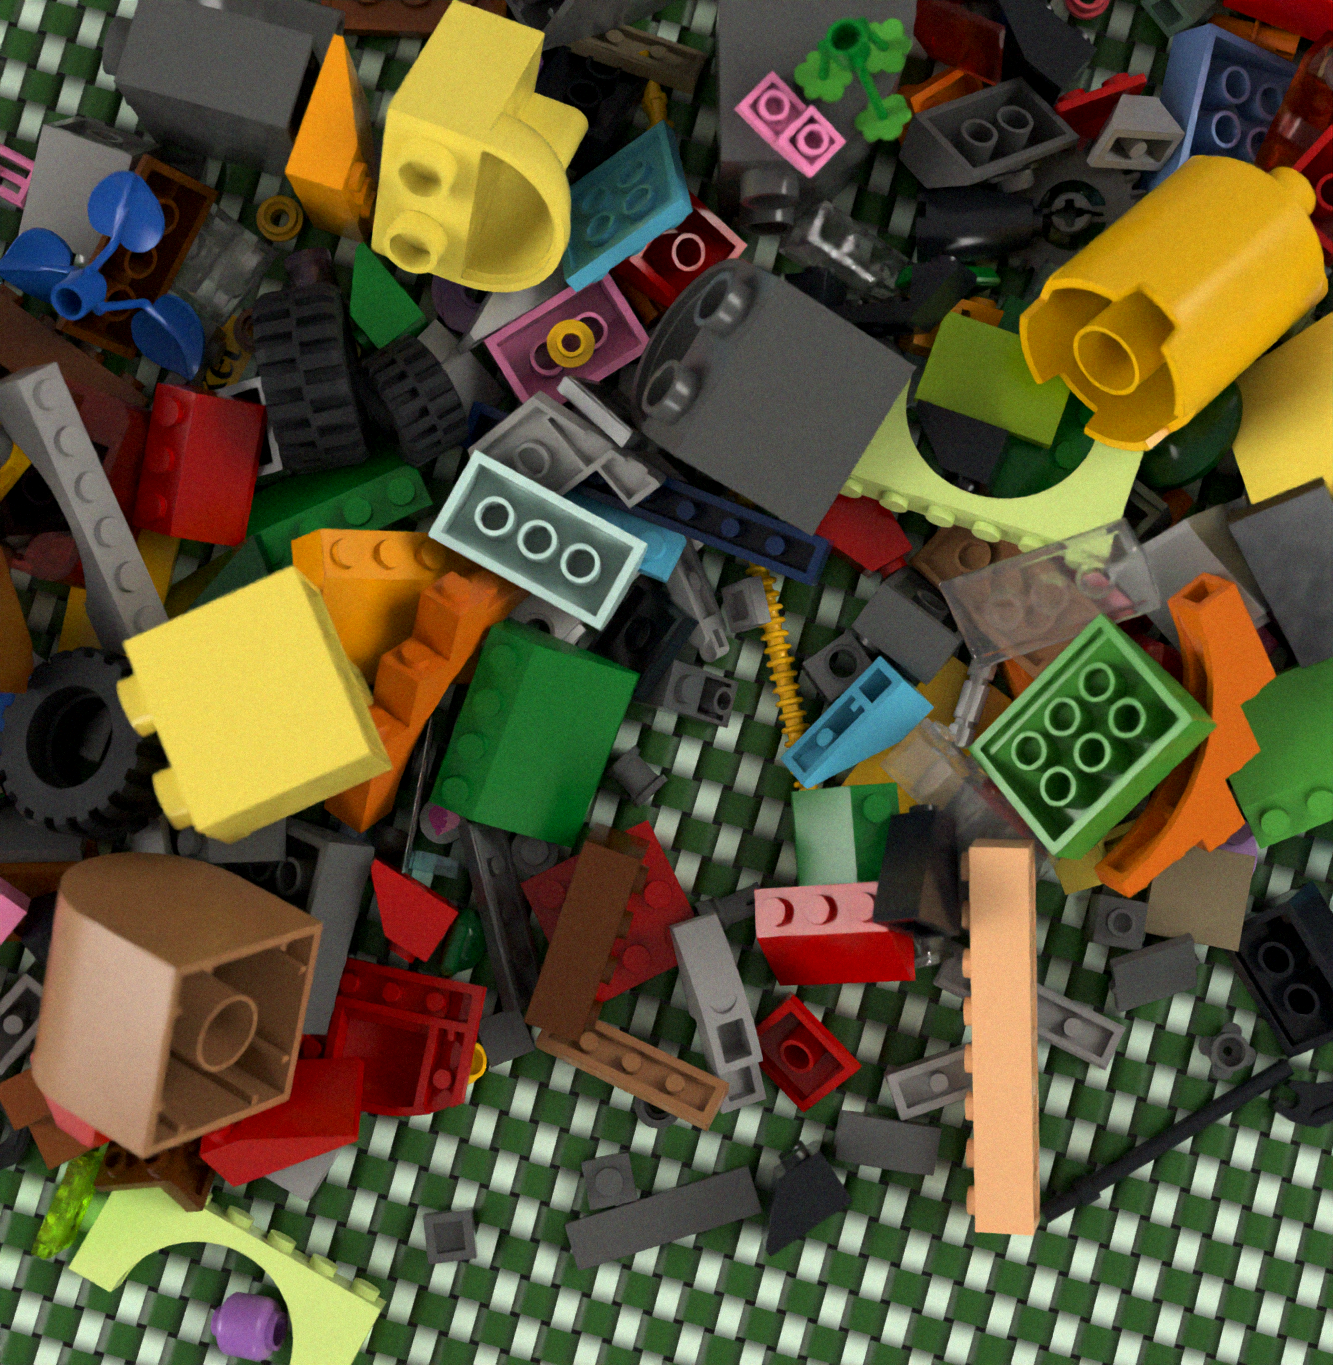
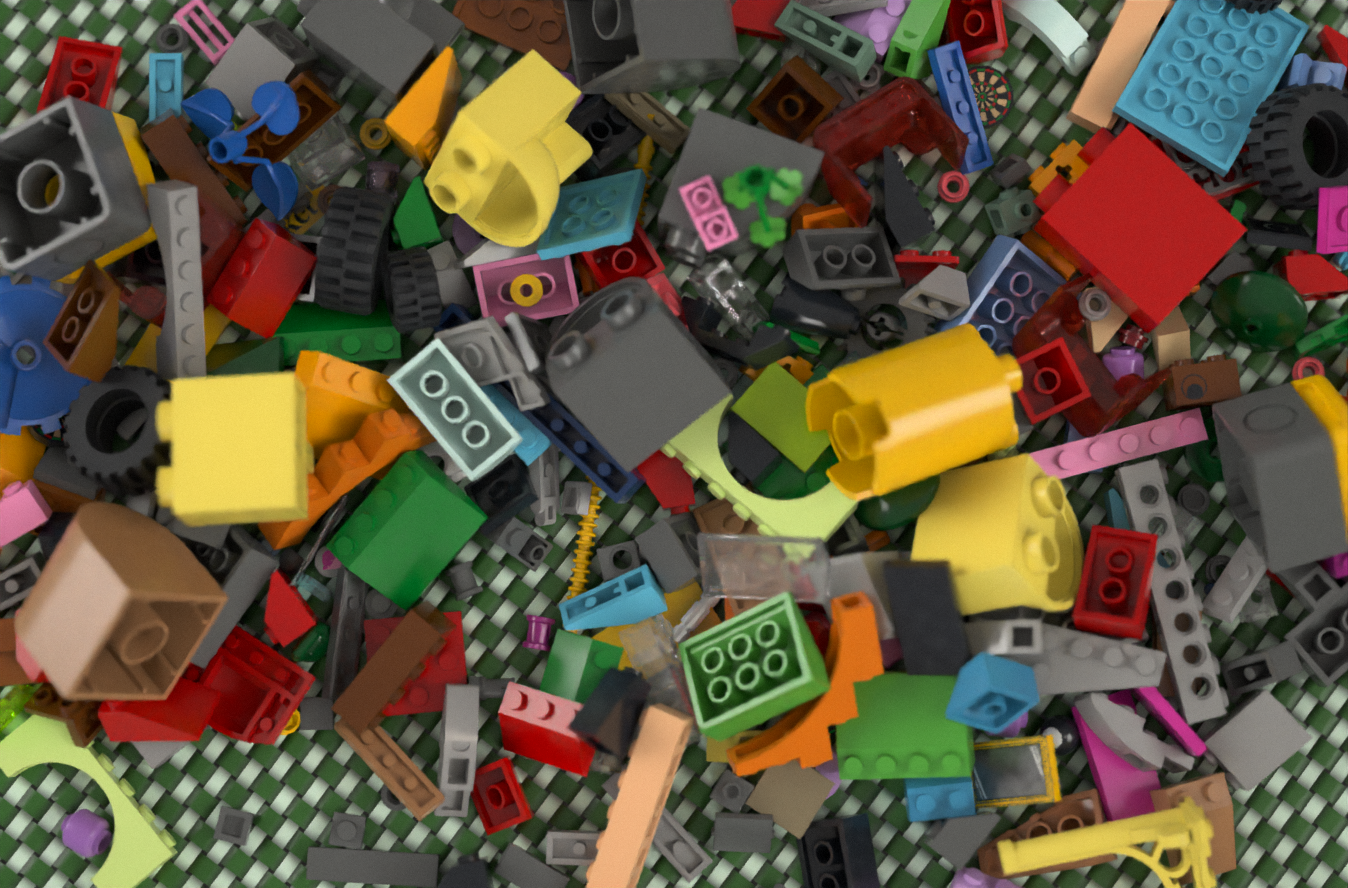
camera: 20 degrees right, 0 degrees up
(766, 808) = (538, 632): none -> magenta bush

